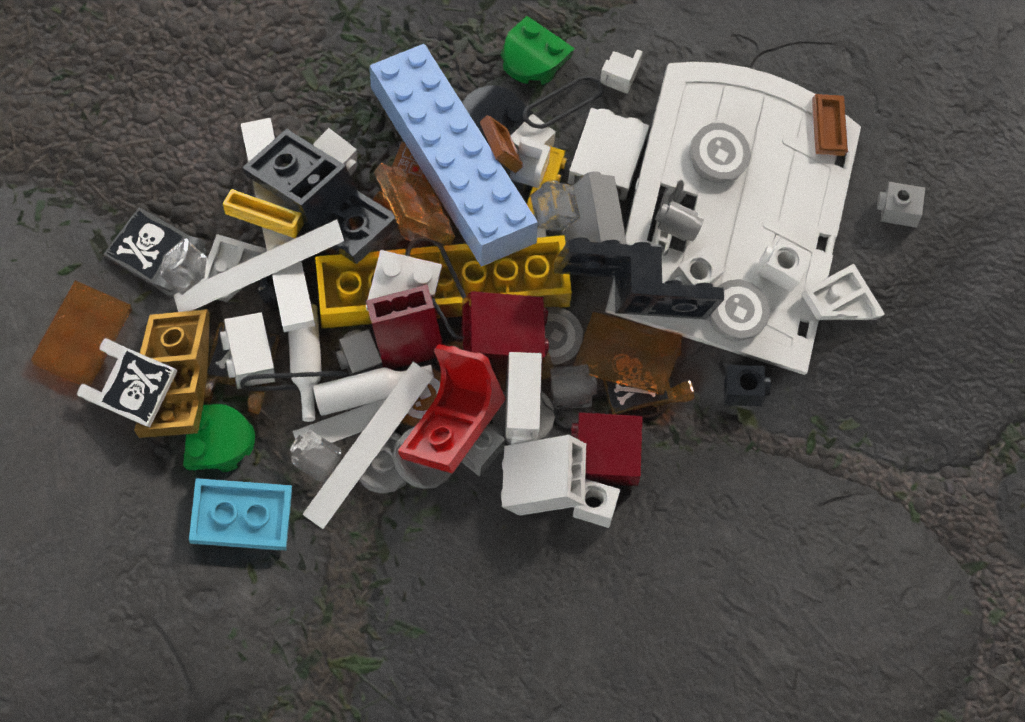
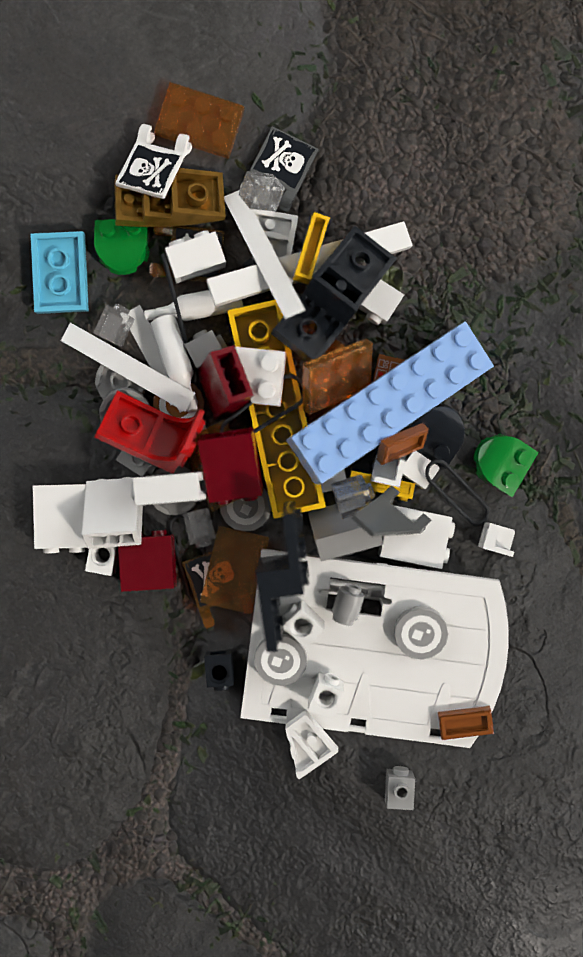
camera: 90 degrees right, 20 degrees up
(543, 544) = (59, 517): none -> white brick
(586, 166) = (384, 519): none -> dark grey flag

